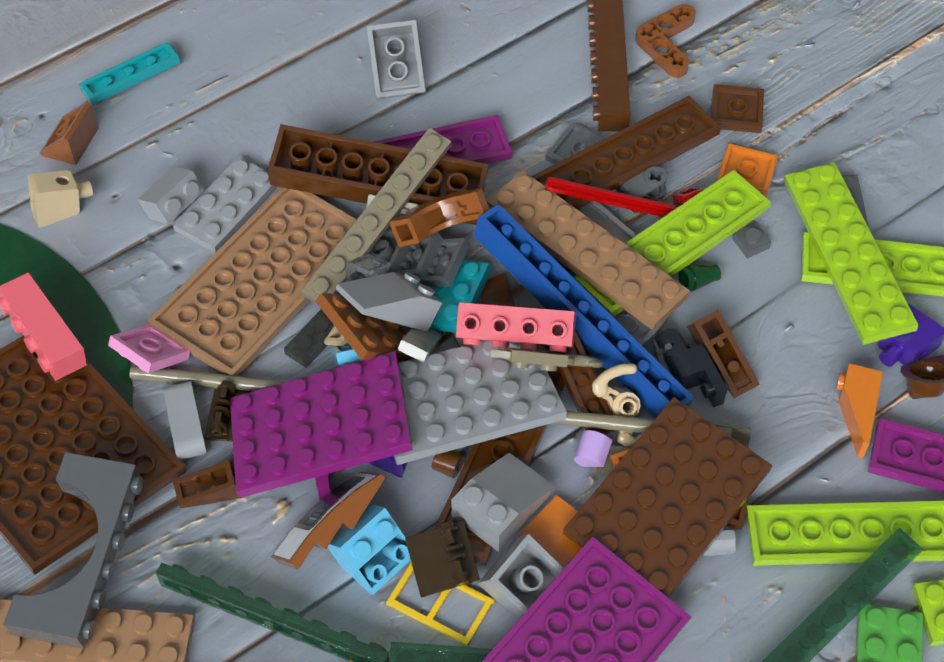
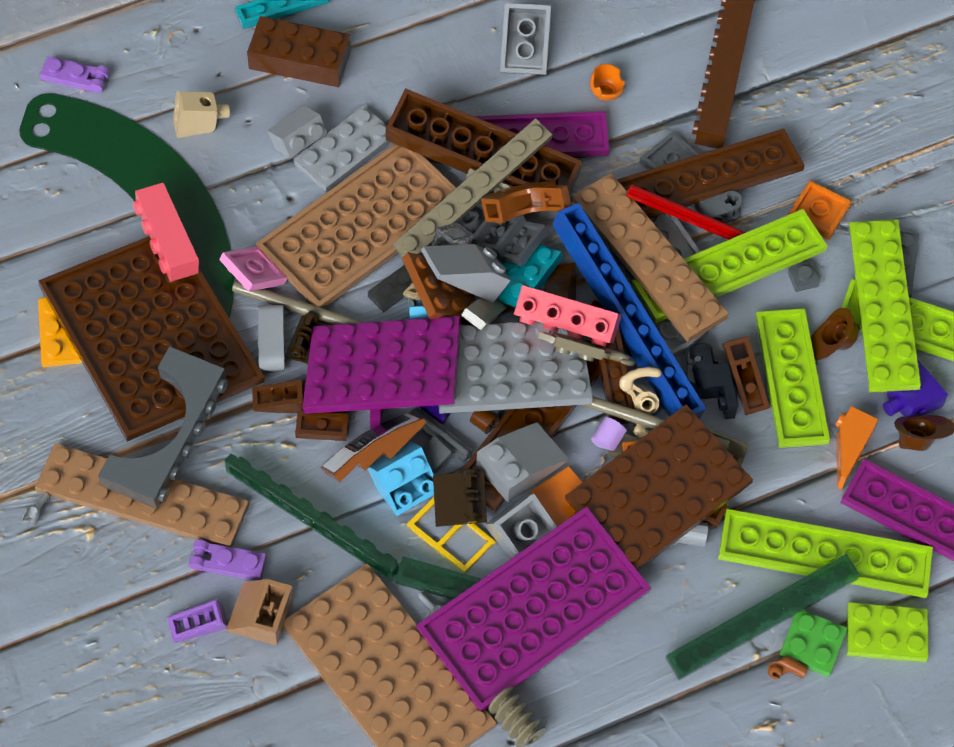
camera: 10 degrees right, 5 degrees up
(71, 135) = (219, 55): dark orange slope -> none
(156, 114) = (299, 51): none -> reddish brown brick
(263, 508) = (322, 426): none -> reddish brown plate
(403, 511) = (437, 453): none -> dark grey tile
(407, 491) = (433, 428): none -> dark grey axle
(491, 86) = (606, 82): none -> orange hair
(660, 39) = (777, 62): dark orange beam -> none
(683, 196) = (755, 222): red plate -> none
(697, 276) = (744, 300): dark green cone -> none
(738, 108) = (828, 148): reddish brown plate -> none
(774, 349) = (792, 378): none -> lime plate
(805, 291) = (836, 333): none -> reddish brown piece

